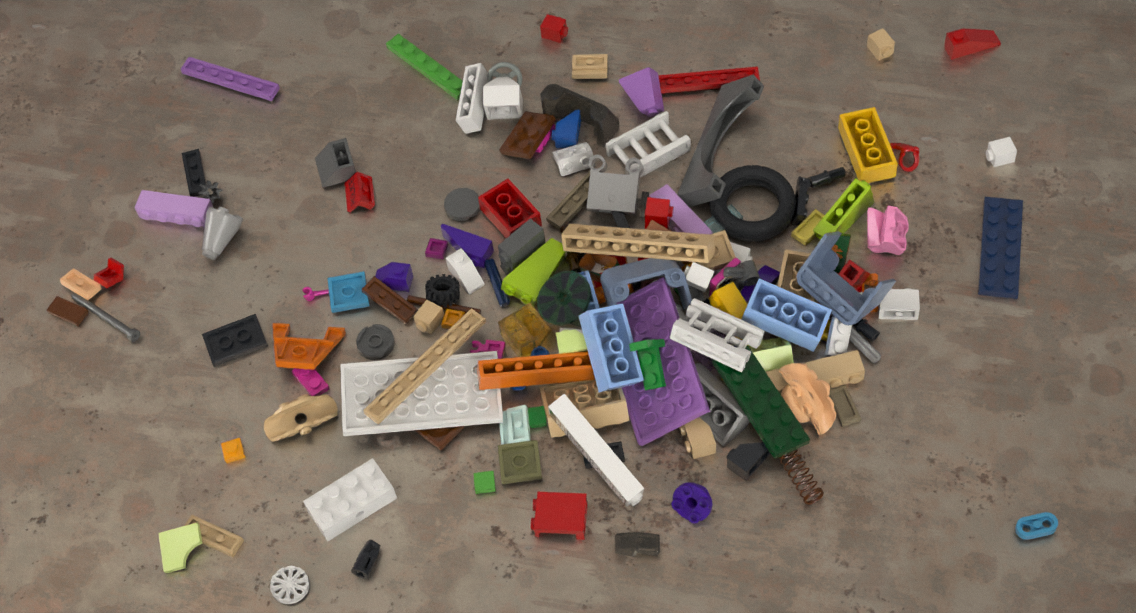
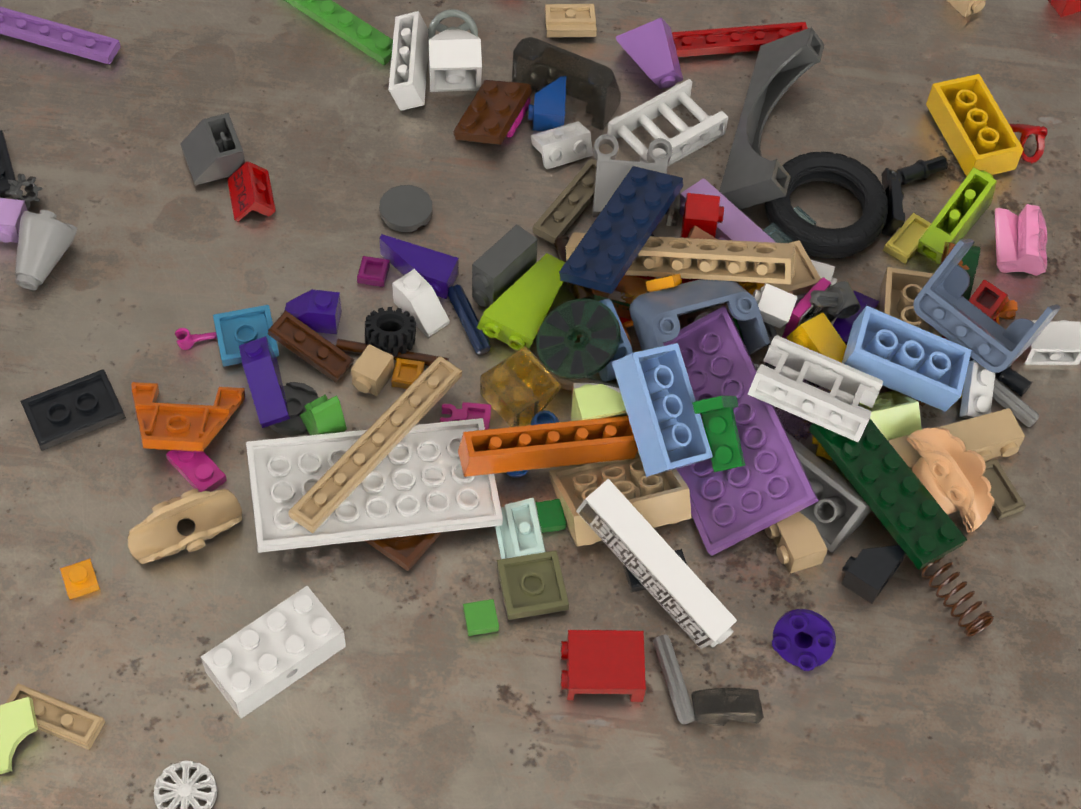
camera: 15 degrees left, 0 degrees up
(357, 323) = (264, 381): none -> dark purple slope
(366, 559) = (306, 746): black hinge -> none
(392, 348) = (324, 416): none -> bright green slope
(507, 208) = (476, 212): red brick -> none
(599, 222) = (621, 229): none -> dark blue plate
(605, 525) = (674, 679): none -> light grey axle
(624, 260) = (663, 282): none -> light orange tile

